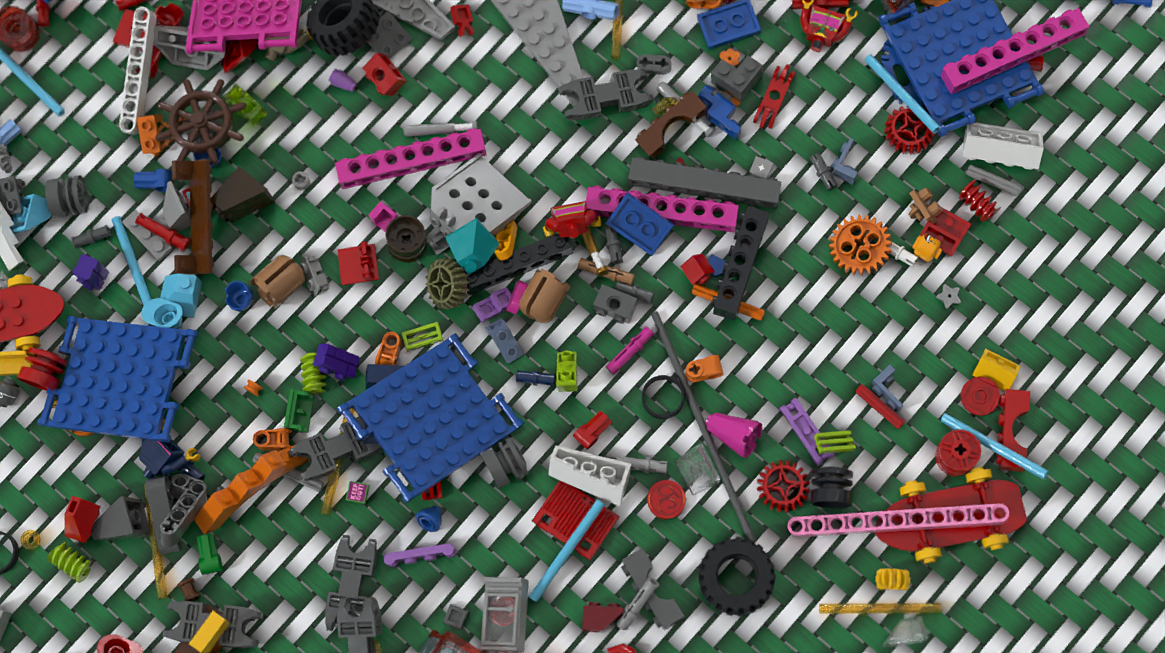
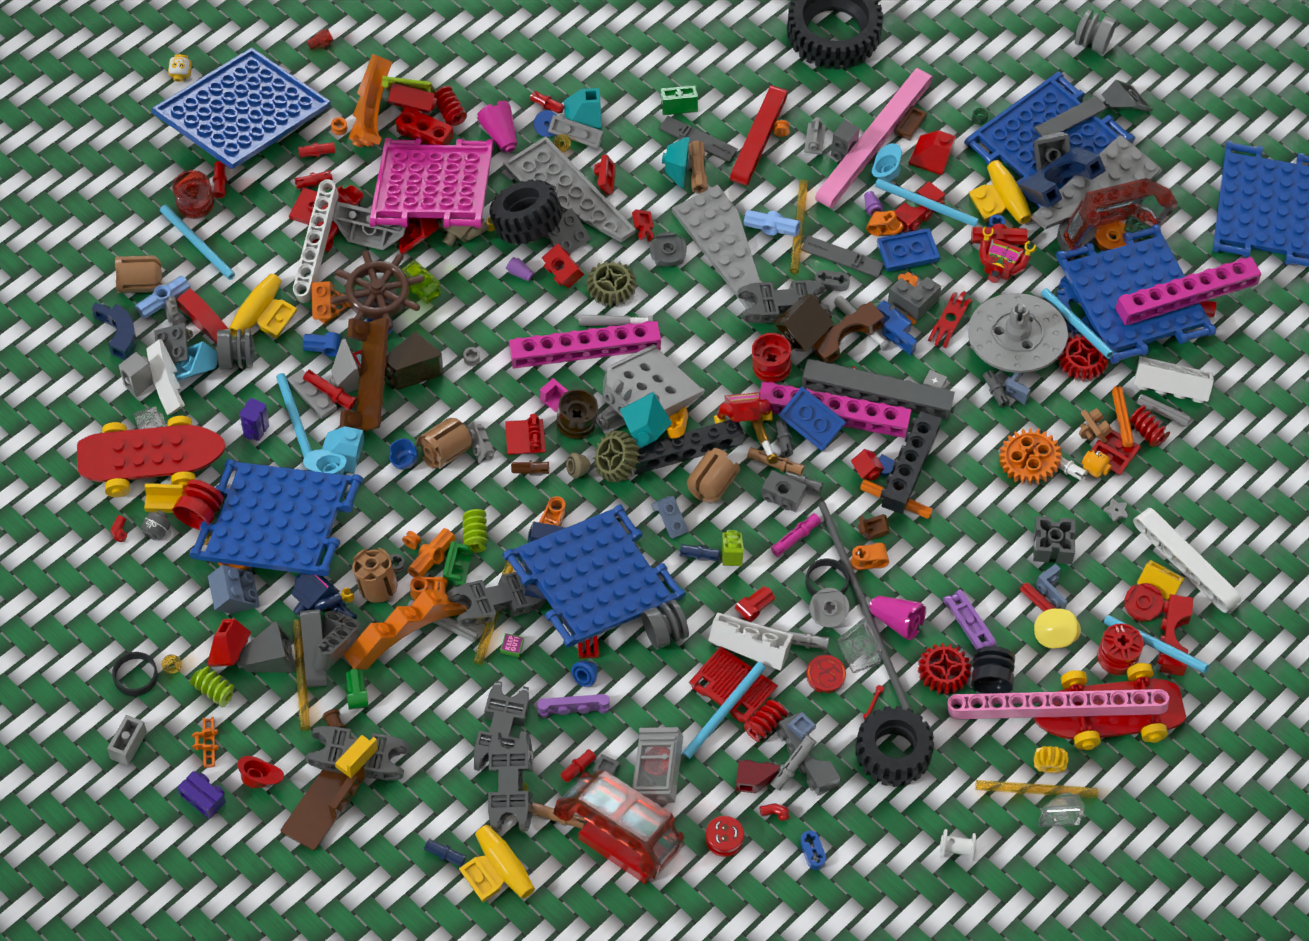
camera: 10 degrees left, 15 degrees down
(34, 159) = (201, 314): none -> red slope
(68, 626) = (206, 732): none -> orange piece
(83, 456) = (233, 590): none -> sand blue slope
(91, 236) = (255, 389): dark grey pin -> none
(93, 148) = (264, 310): none -> yellow plate
(213, 440) = (374, 575): none -> medium nougat cylinder
(245, 414) = (397, 557): none -> dark grey bush
(272, 402) = (431, 553): none -> orange piece
(336, 361) = (499, 519): dark purple brick -> none
(365, 298) = (530, 467): none -> reddish brown axle
(410, 293) = (577, 465): none -> dark tan cone
(424, 343) = (587, 510): lime tile -> none
(426, 91) = (607, 279): none -> olive gear
(427, 619) = (578, 765): none -> red axle
(492, 54) = (665, 258): none -> dark grey plate
(493, 305) = (661, 484): medium lavender slope -> none
(513, 305) = (682, 480): dark pink beam -> none
(592, 150) = (771, 357): none -> red wheel
(608, 556) = (764, 719): none -> red piece
(627, 119) = (804, 323): none -> dark brown slope
(643, 564) = (801, 726): none -> sand blue tile
(659, 438) = (822, 616): none -> light grey plate
(661, 107) = (838, 316): clear yellow tile -> none
(663, 35) = (842, 256): none -> dark grey piece
(706, 336) = (874, 527): none -> reddish brown bracket
(720, 511) = (879, 689): none -> red hinge
(833, 91) = (1017, 333): none -> light grey piece
(844, 438) = (999, 630): lime tile -> none
(894, 433) = (1056, 628): none -> light yellow piece
(895, 329) = (1054, 540): none -> dark grey brick
(952, 192) = (1122, 416): none -> orange axle
(1022, 346) = (1187, 560): none -> white beam

